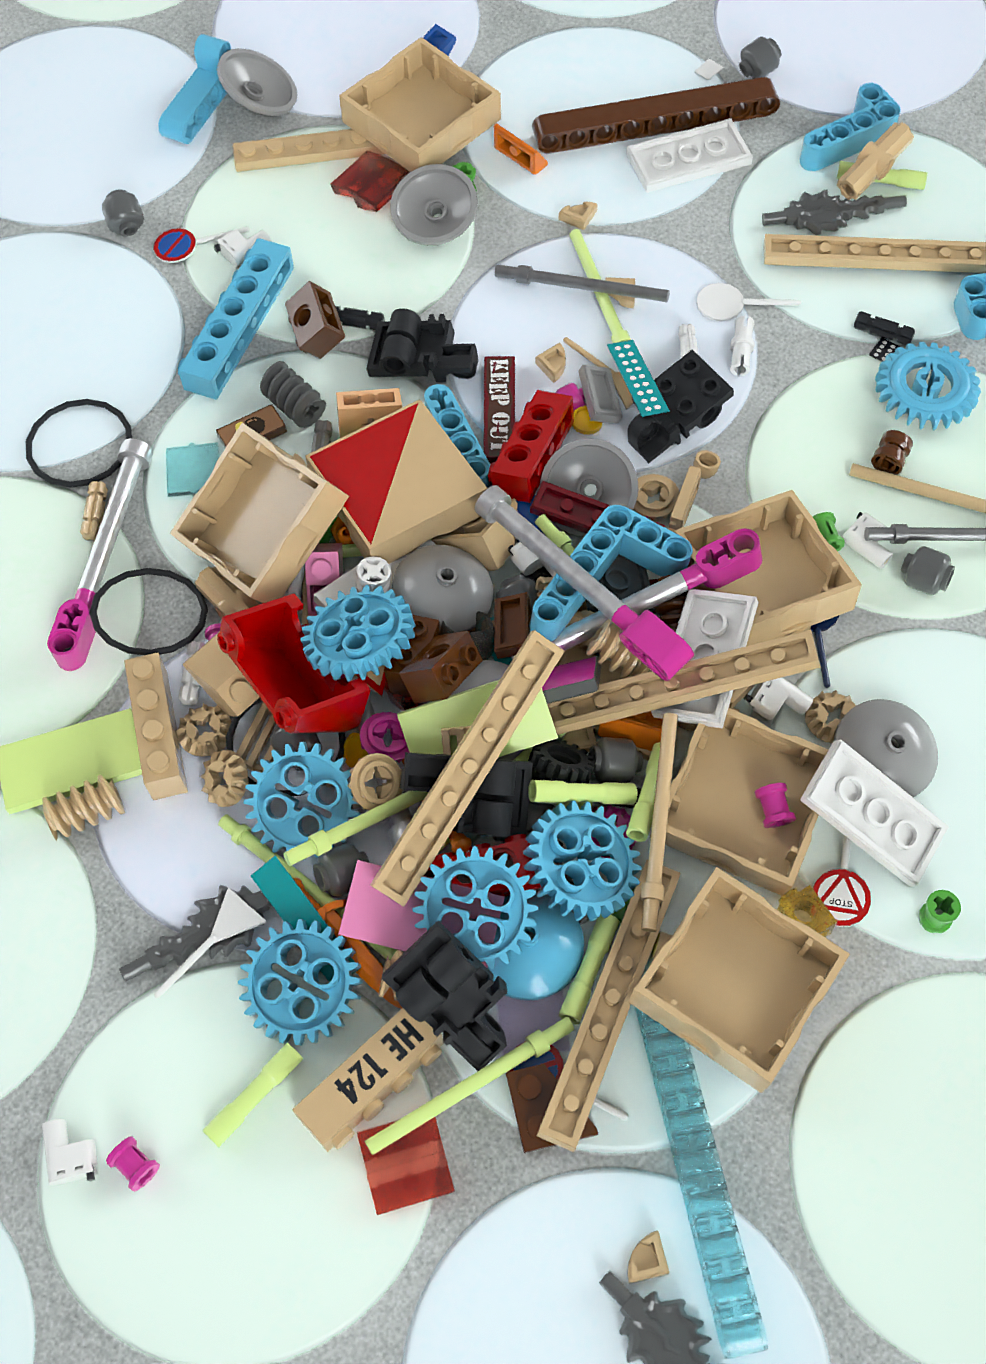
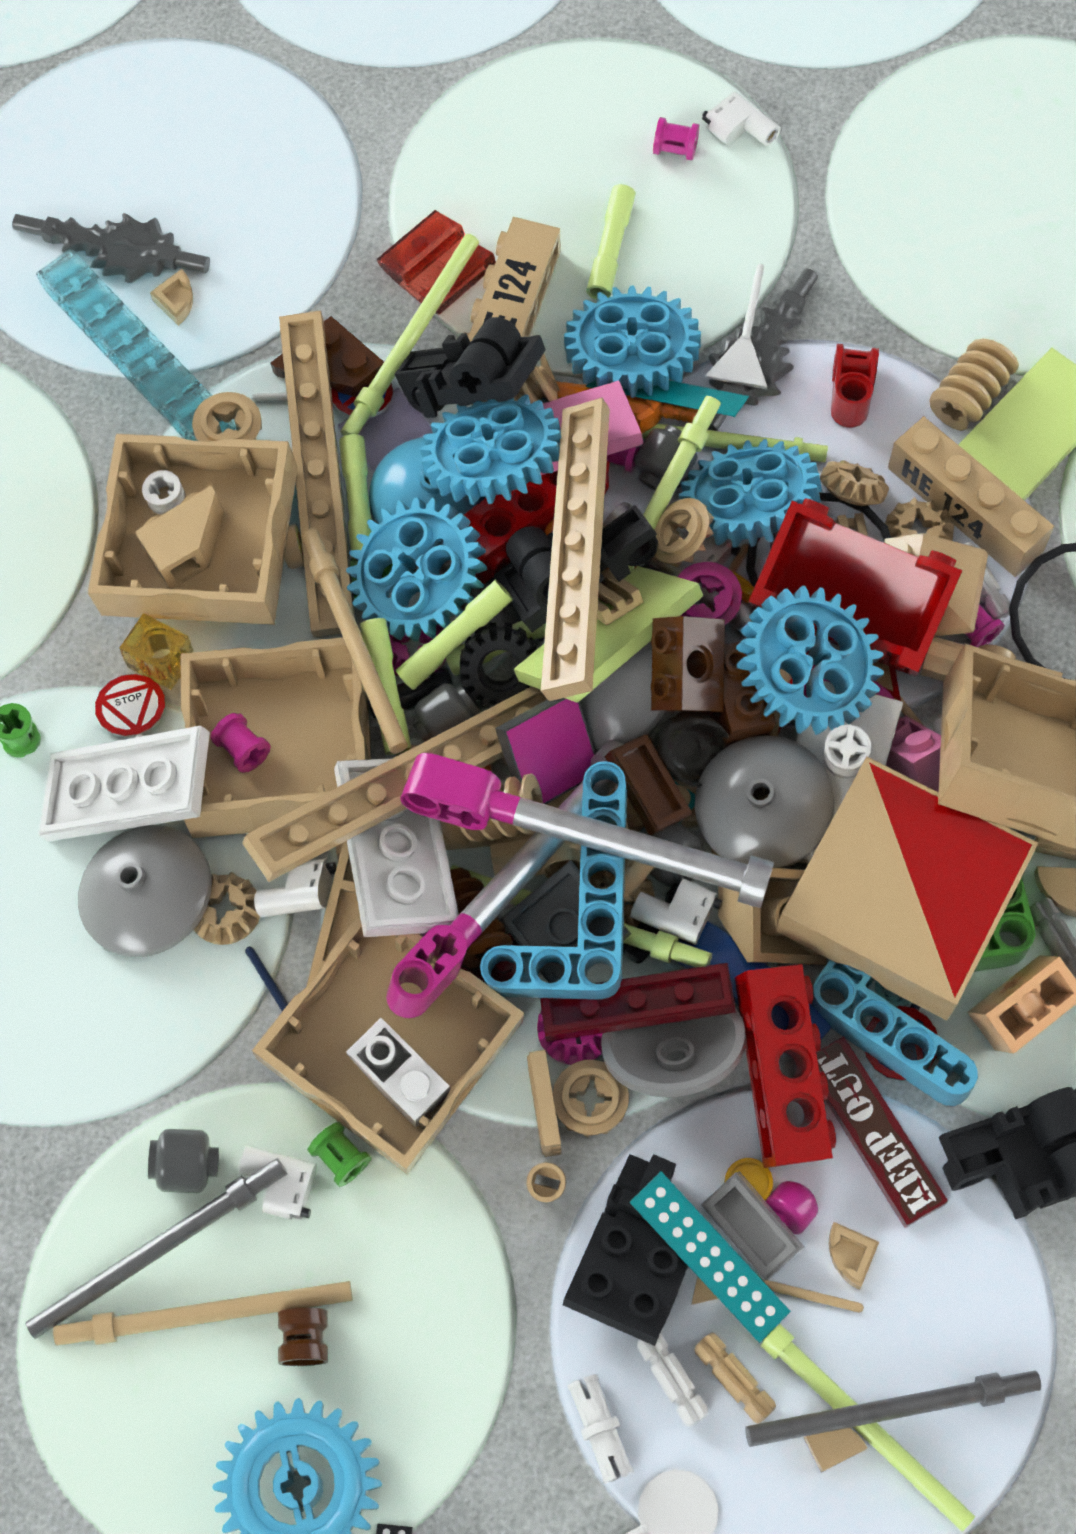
camera: 150 degrees right, 5 degrees up
(161, 860) = (853, 379): none -> red piece
(655, 336) = (735, 1377): none -> tan axle
(673, 1049) = (224, 408): none -> tan gear
(754, 970) = (183, 537): none -> tan slope
(759, 1024) = (158, 480): none -> white bush
(774, 536) = (398, 1072): none -> white slope

